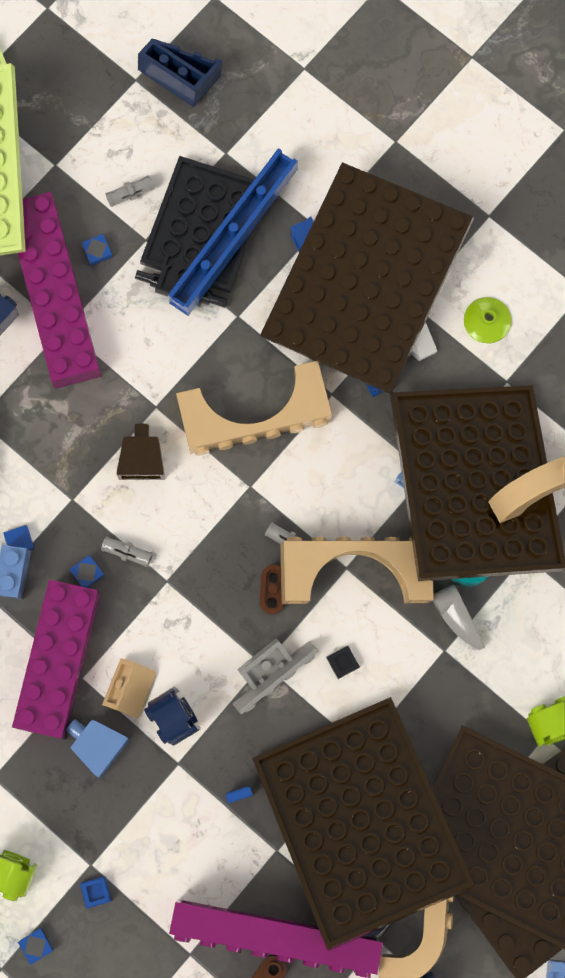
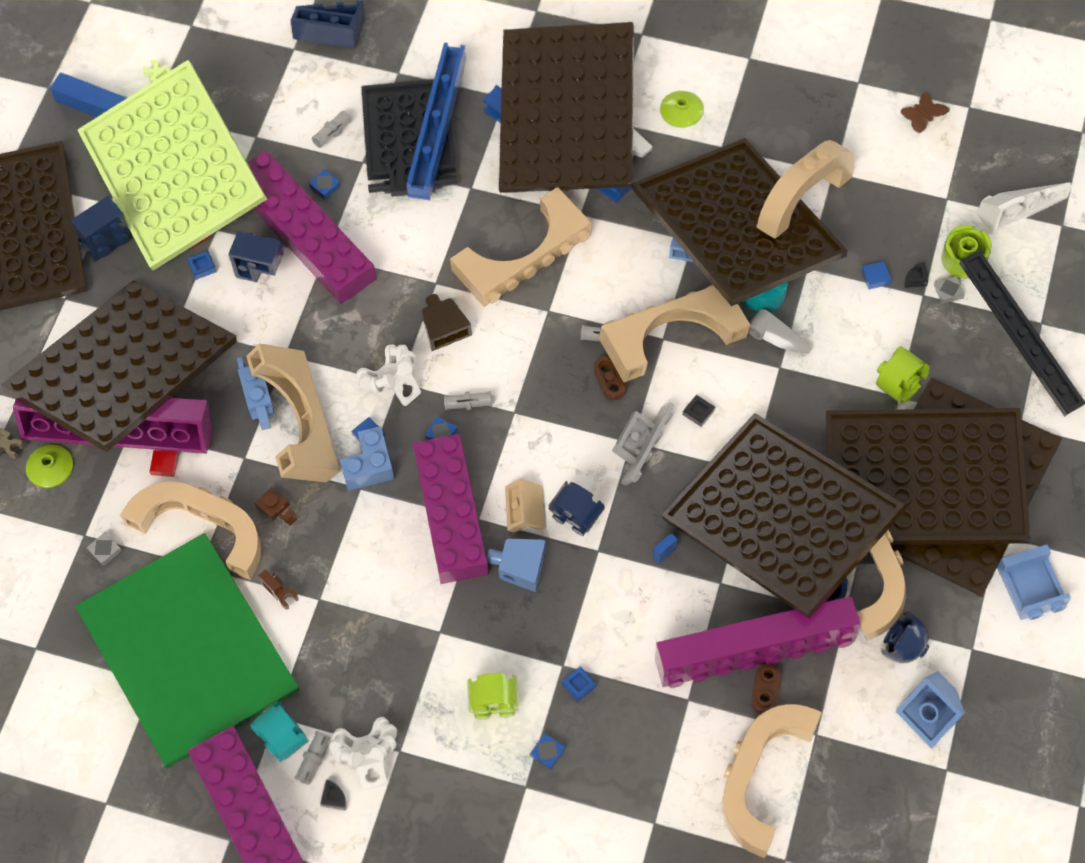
camera: 20 degrees left, 15 degrees down
(65, 492) = (392, 375): none -> white piece

